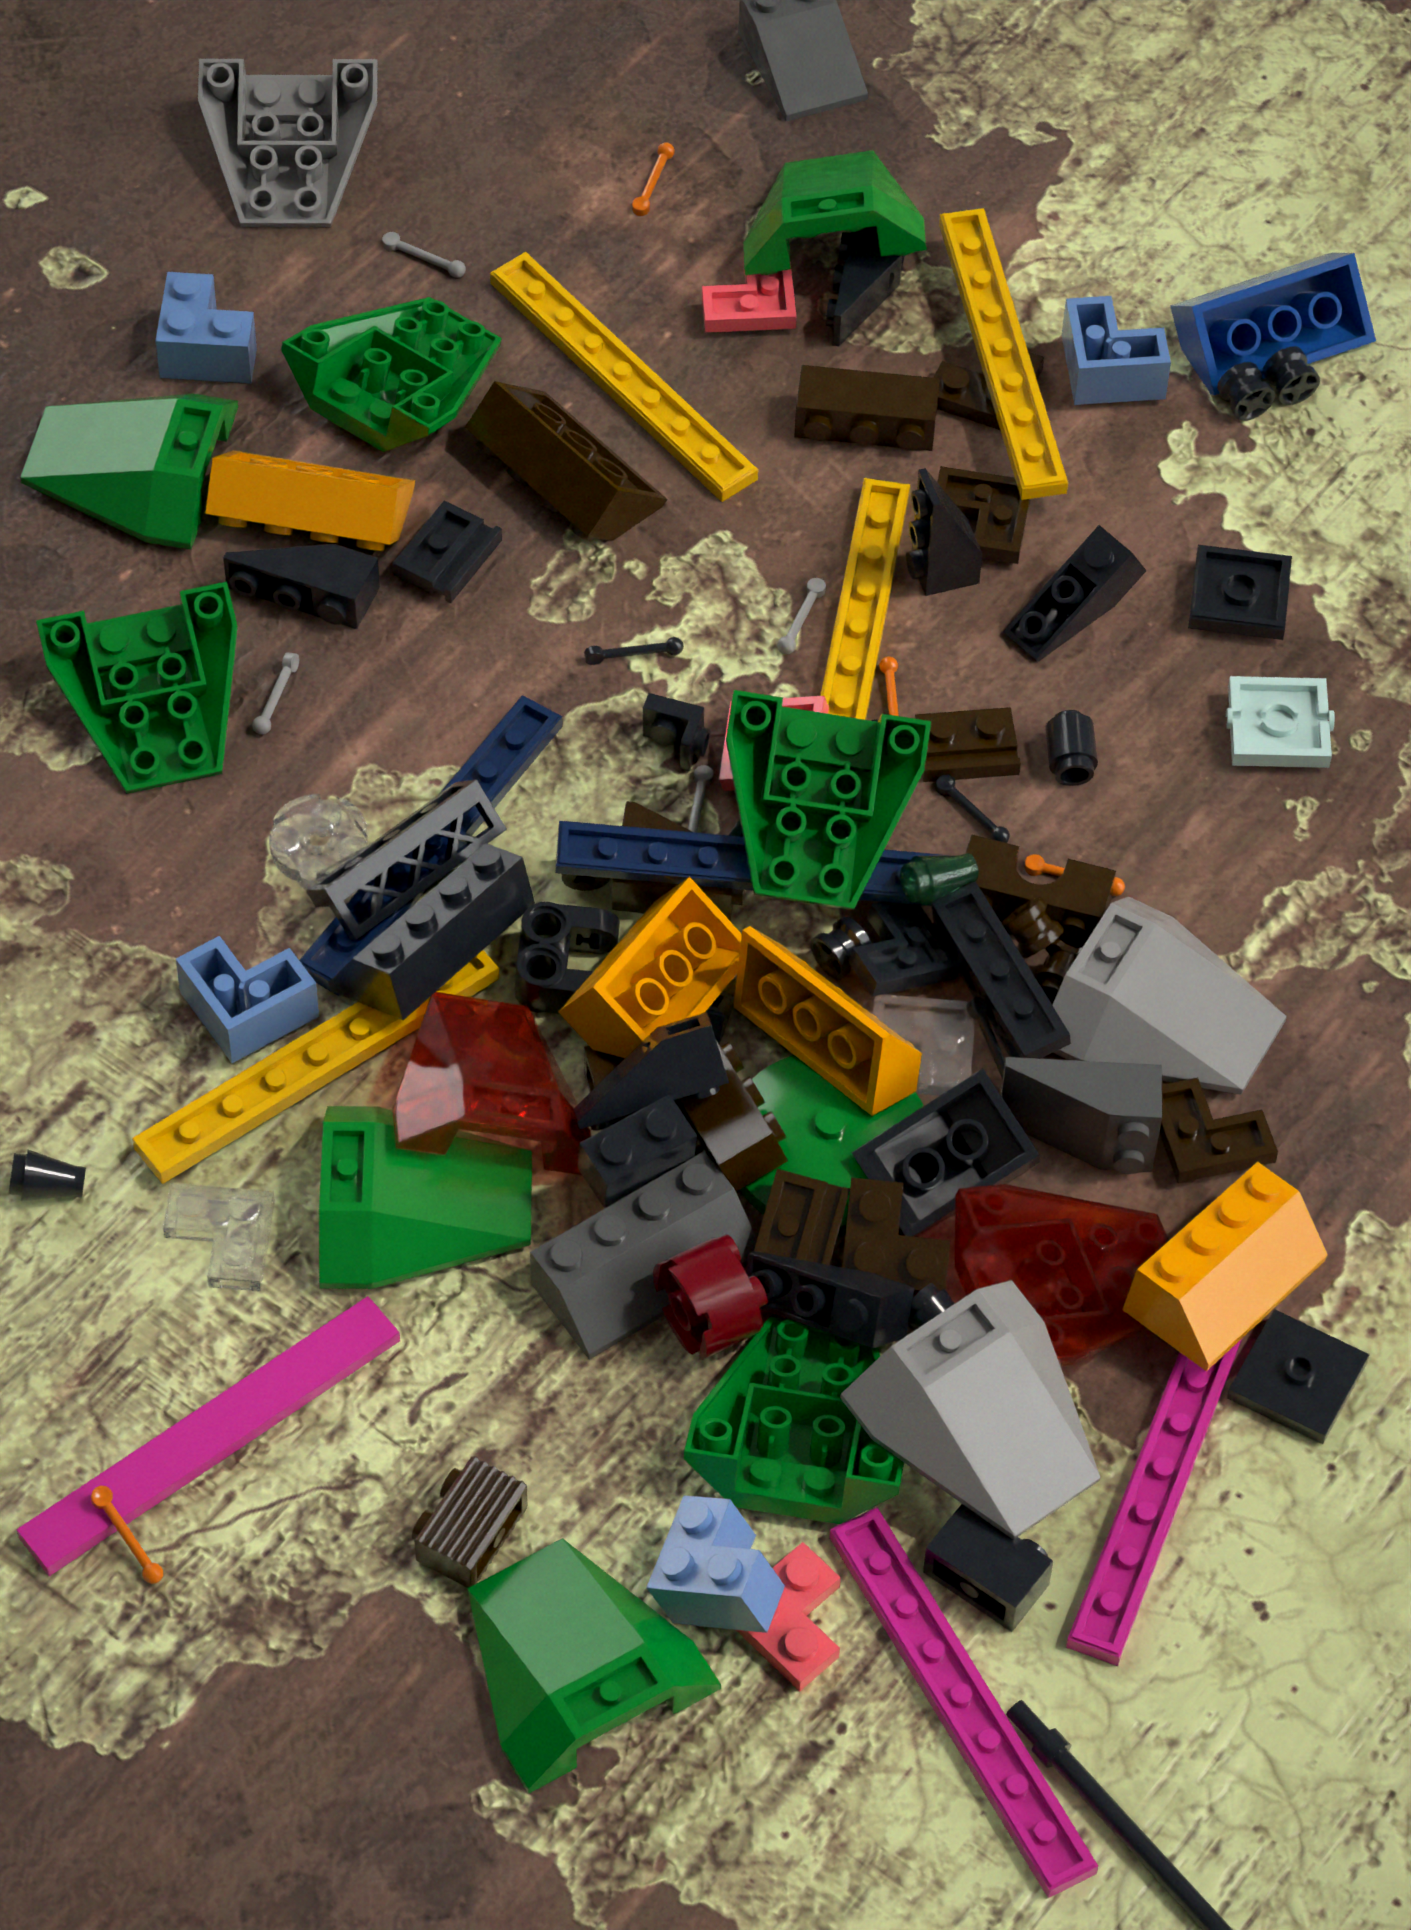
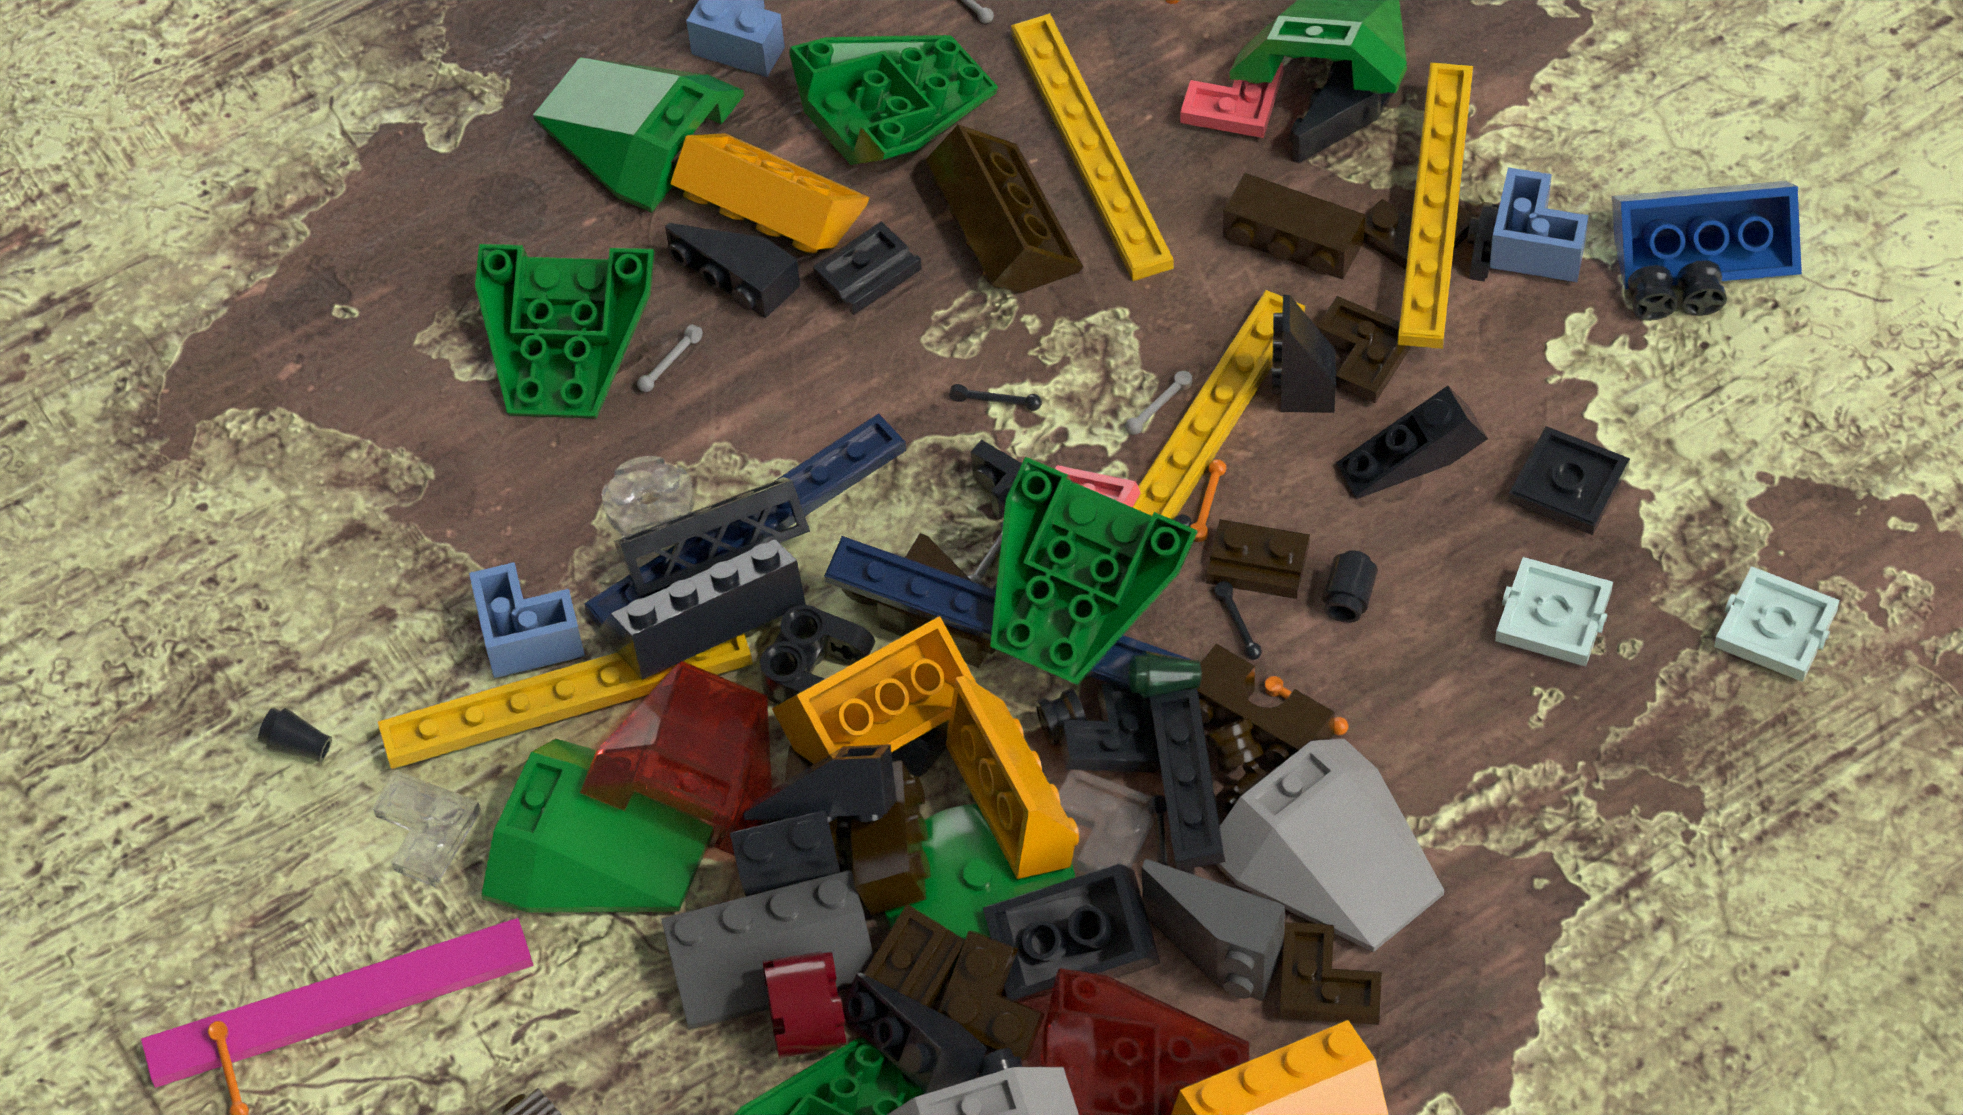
camera: 25 degrees right, 0 degrees up
(1055, 371) = (1481, 236): none -> black plate

